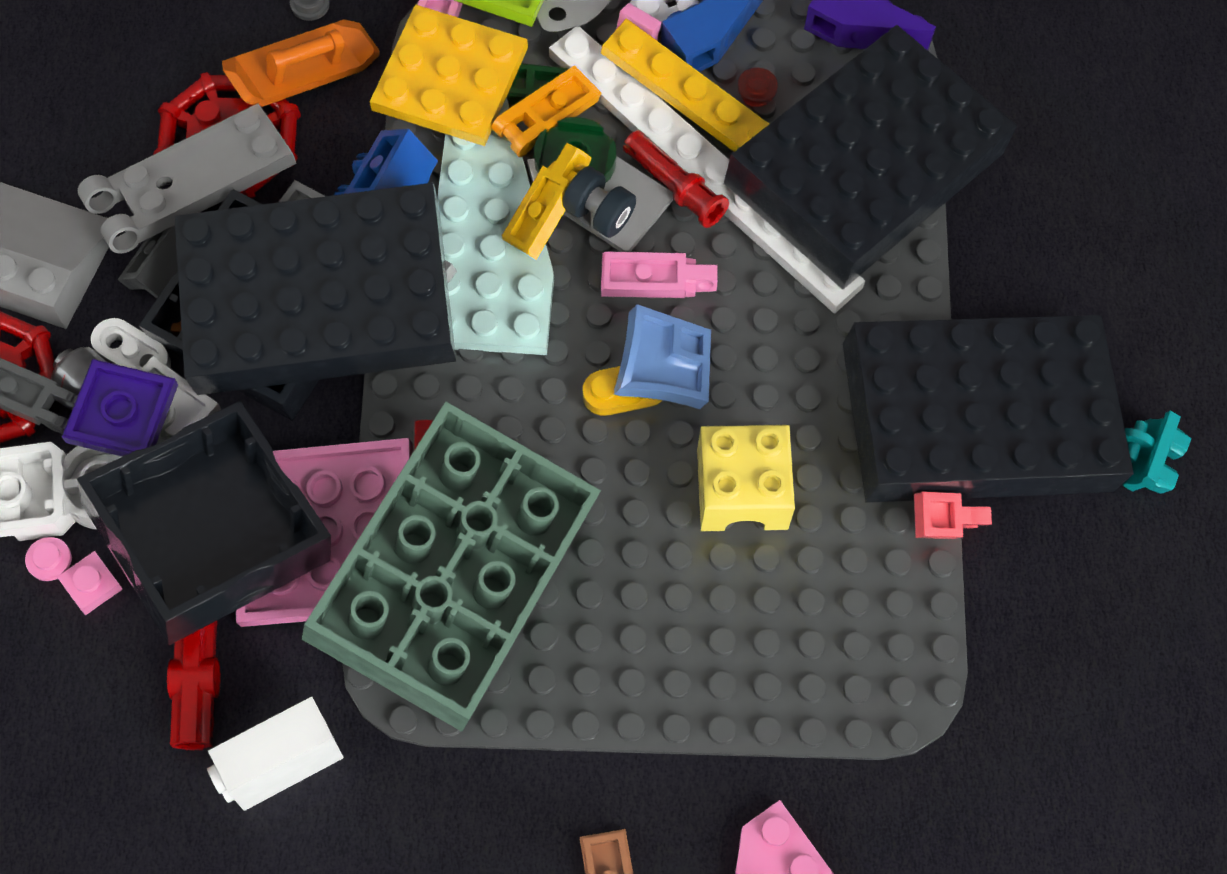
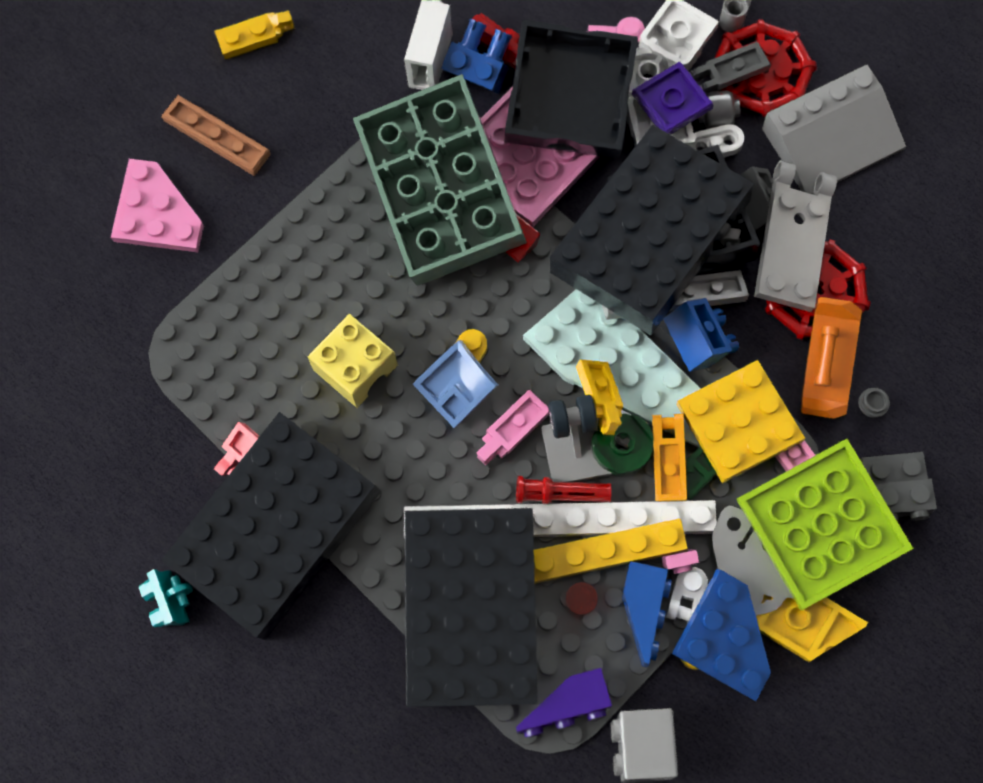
camera: 140 degrees right, 5 degrees up
(254, 677) = (481, 69): none -> blue brick

